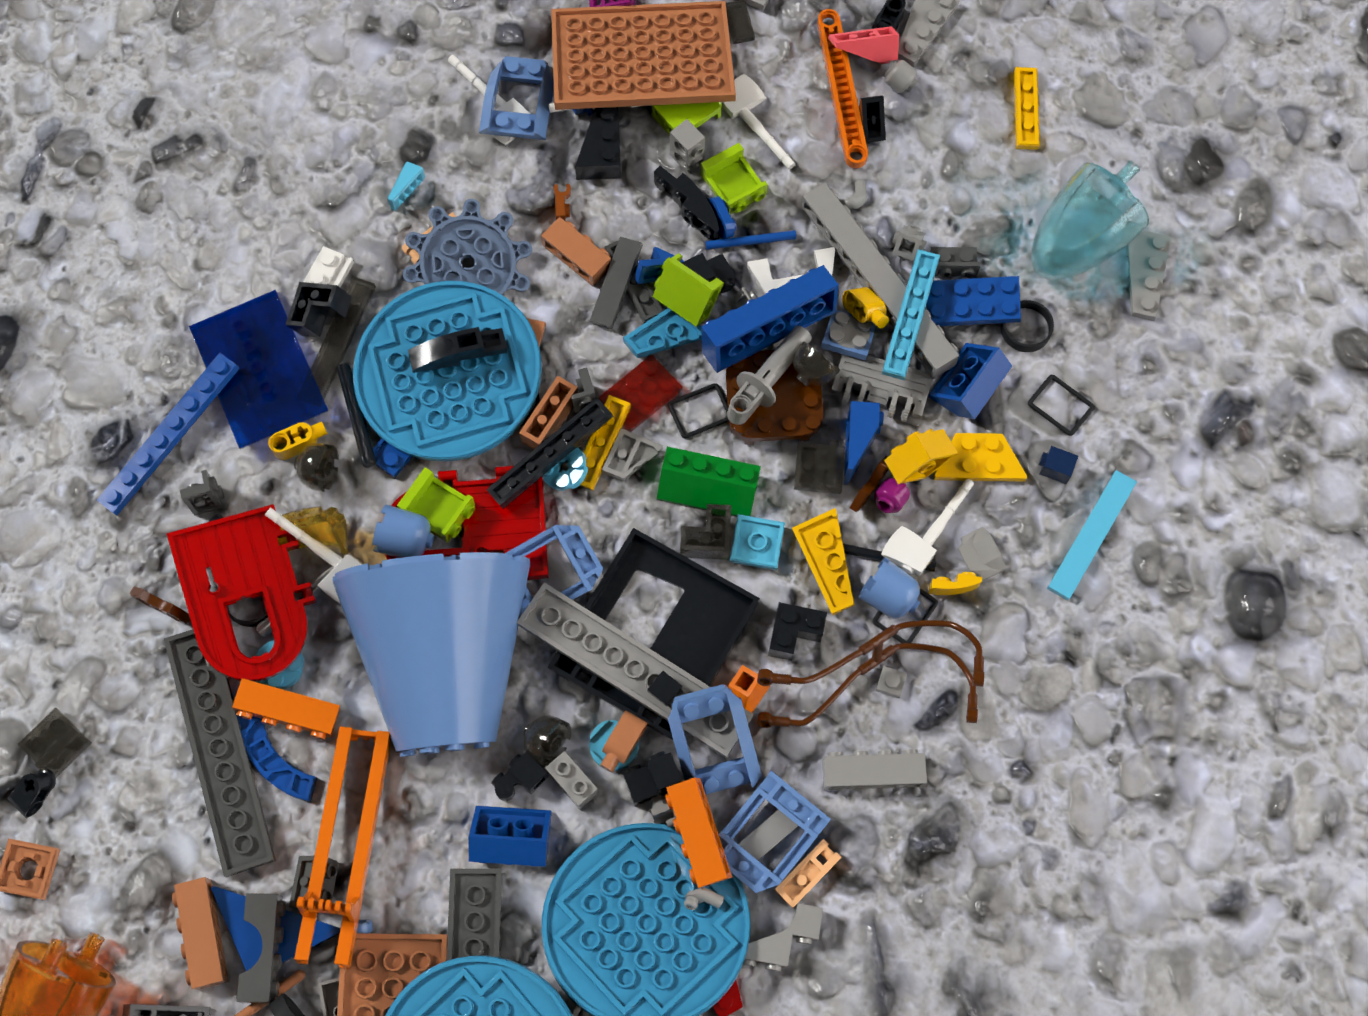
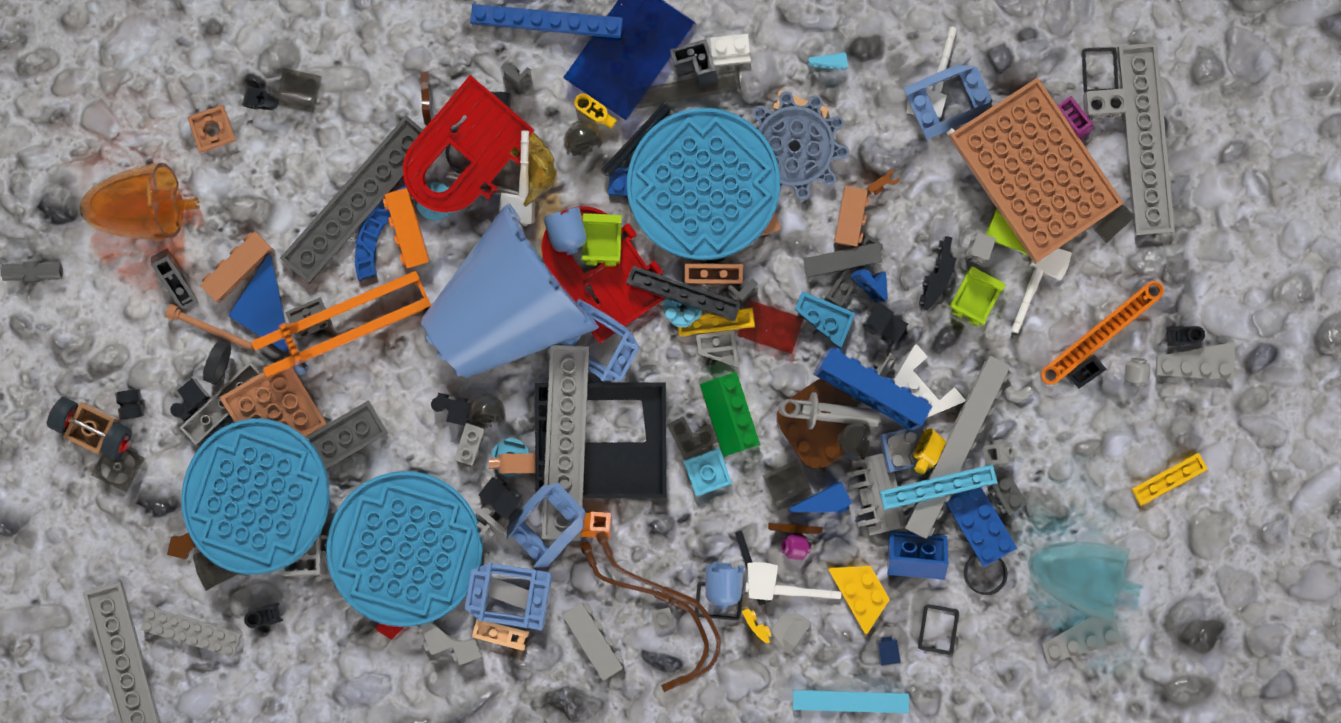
camera: 60 degrees right, 15 degrees up
(260, 982) = (270, 300): dark grey arch -> none
(456, 346) = (718, 184): black slope -> none
(509, 836) = (411, 425): blue slope -> none
(601, 147) = (943, 185): black wedge -> none
(664, 688) = (562, 471): black tile -> none
(686, 291) = (860, 315): lime panel -> none
(691, 394) = (788, 361): black piece -> none
(698, 833) = (480, 549): orange brick -> none
(702, 895) = (442, 575): light grey arm -> none
(726, 224) = (935, 312): blue plate -> none
(750, 240) = (936, 336): blue bar -> none
(794, 623) = (660, 528): black brick -> none
(825, 554) = (724, 525): yellow wing -> none
(873, 44) = (1147, 333): coral slope -> none
(920, 455) = (833, 551): yellow brick -> none

